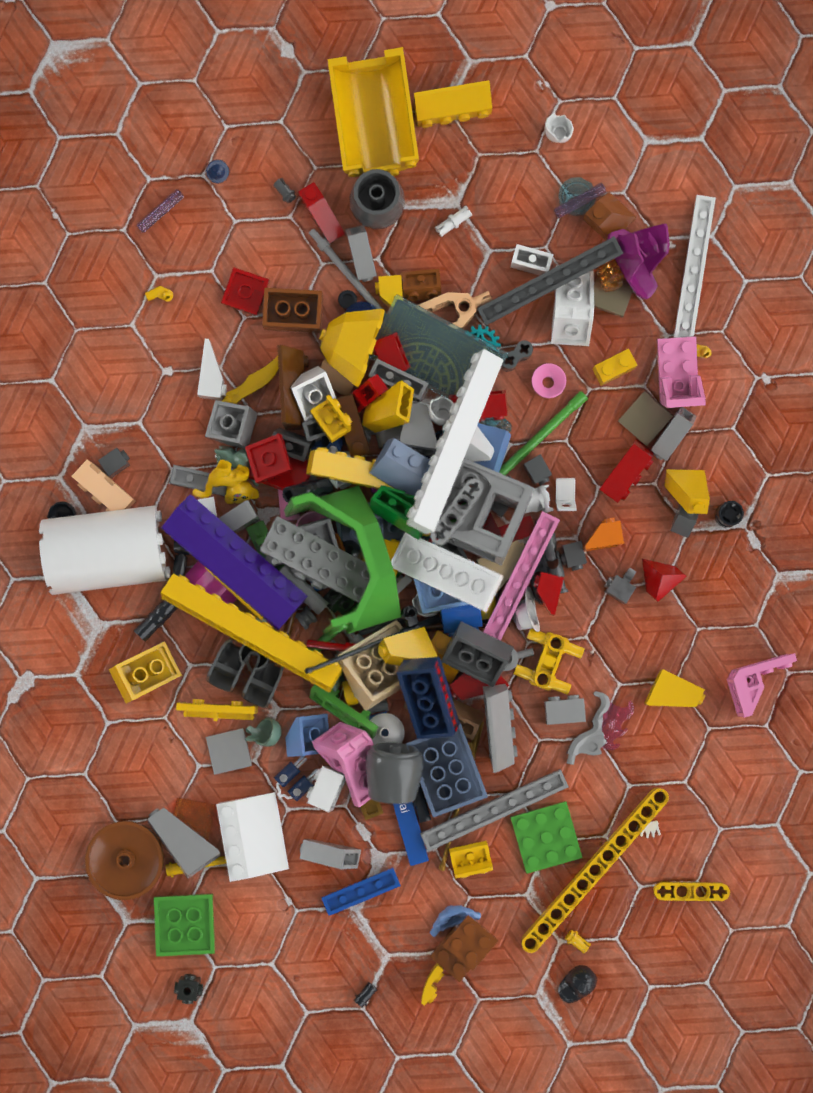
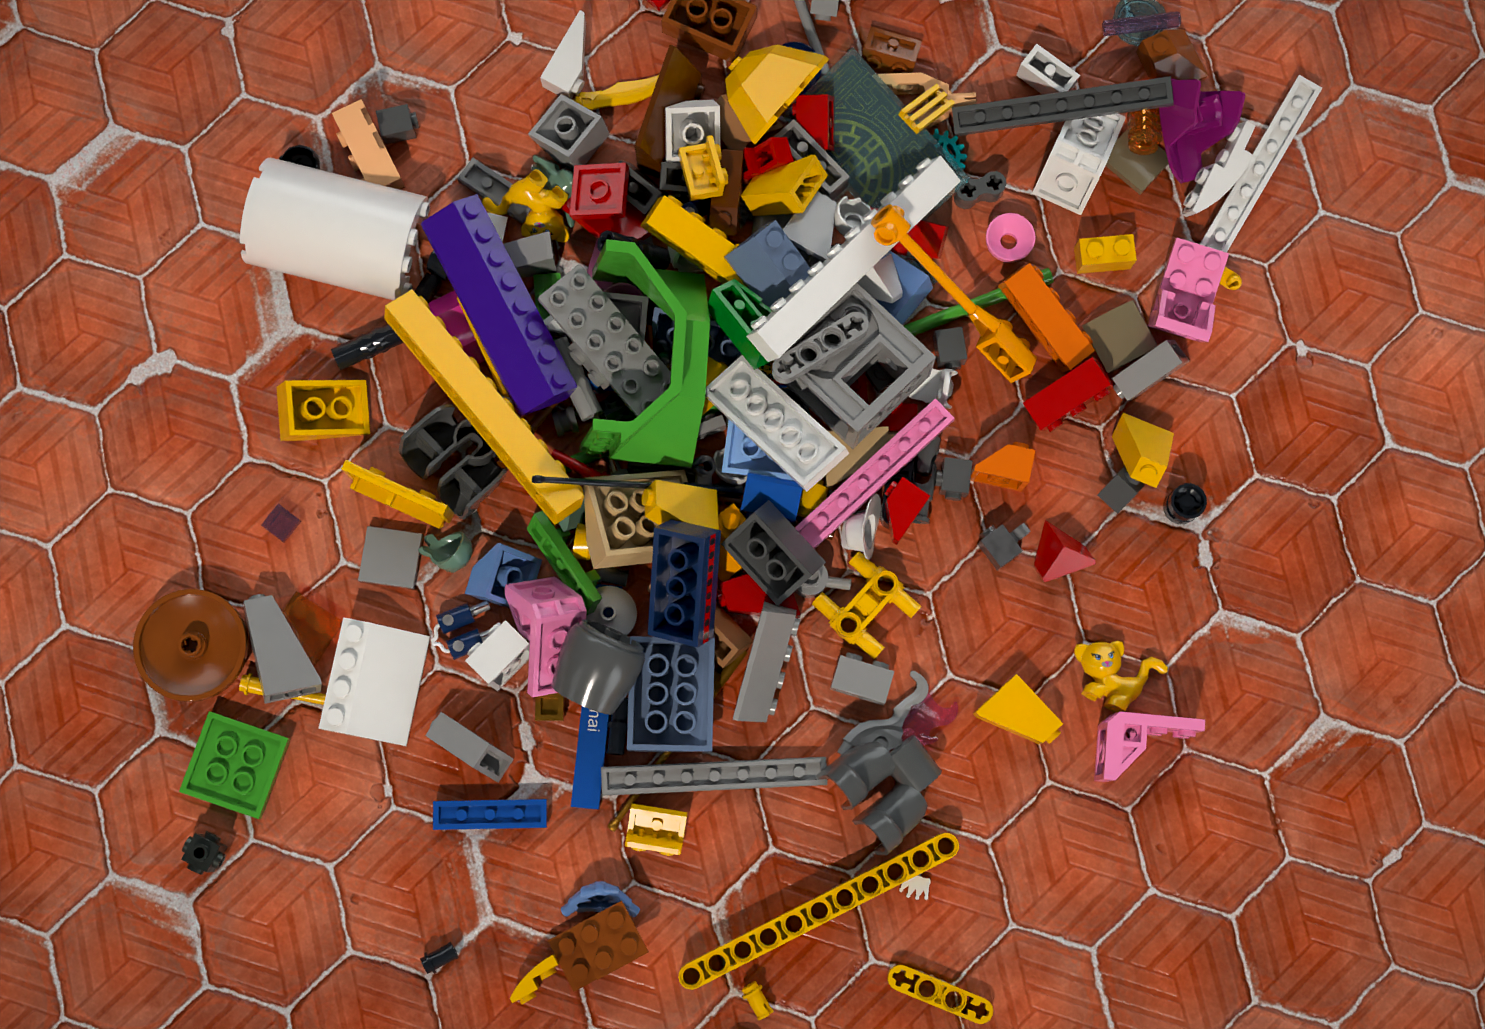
camera: 15 degrees right, 5 degrees down
(148, 756) = (281, 523): none -> tile
(346, 299) = (785, 33): black tile -> none
(388, 288) = (846, 36): yellow slope -> none
(467, 305) = (939, 98): none -> yellow tile
(546, 837) = (770, 841): bright green plate -> none
(565, 494) = (975, 392): white bracket -> none
(567, 455) = (996, 339): none -> light orange bar
(592, 425) = (1047, 317): none -> orange brick
(622, 785) = (903, 806): none -> dark grey piece
(669, 289) = (1219, 177): none -> white slope
(715, 638) = (1102, 663): none -> yellow animal

